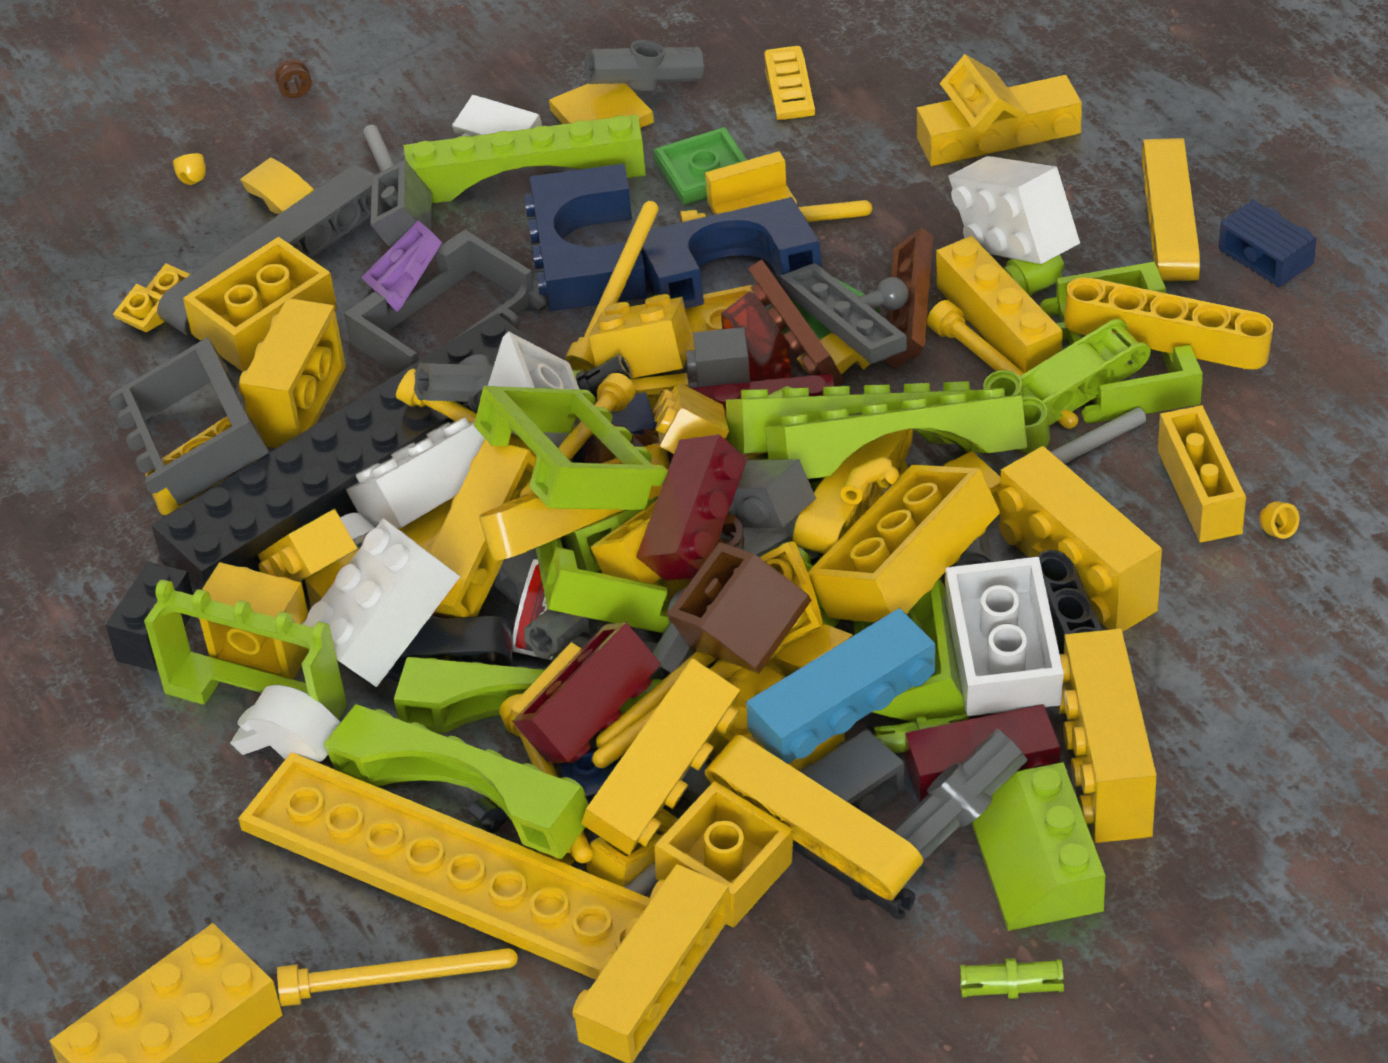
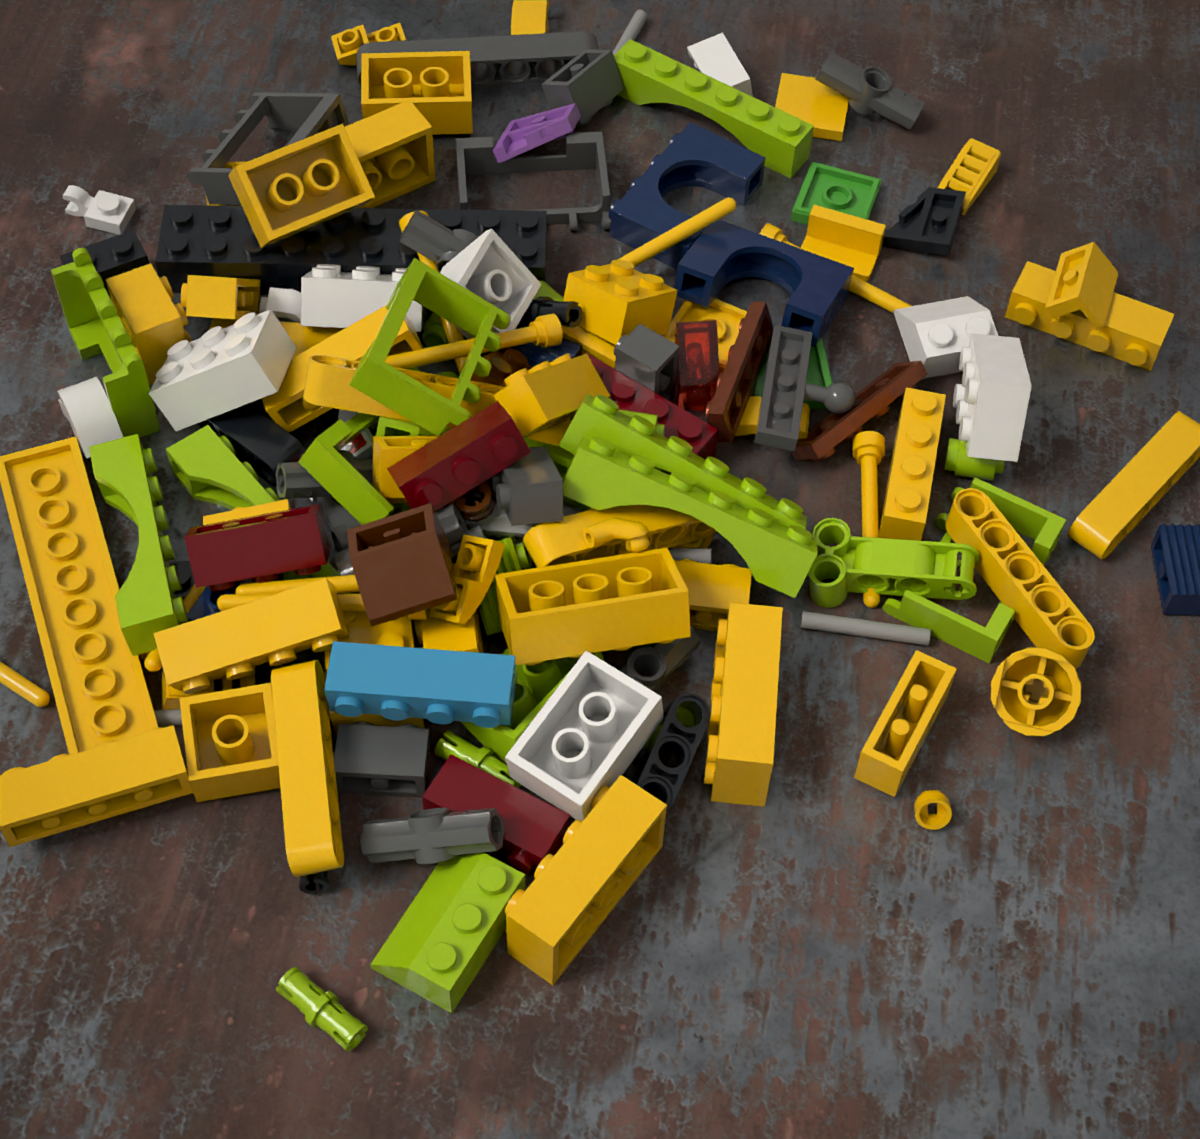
camera: 35 degrees right, 10 degrees up
(74, 579) = (103, 212): none -> white plate
(290, 414) = (301, 185): none -> yellow brick
(802, 132) = (928, 223): none -> black wing
(910, 198) = (940, 330): none -> white slope
(1267, 385) = (1036, 691): none -> yellow cylinder

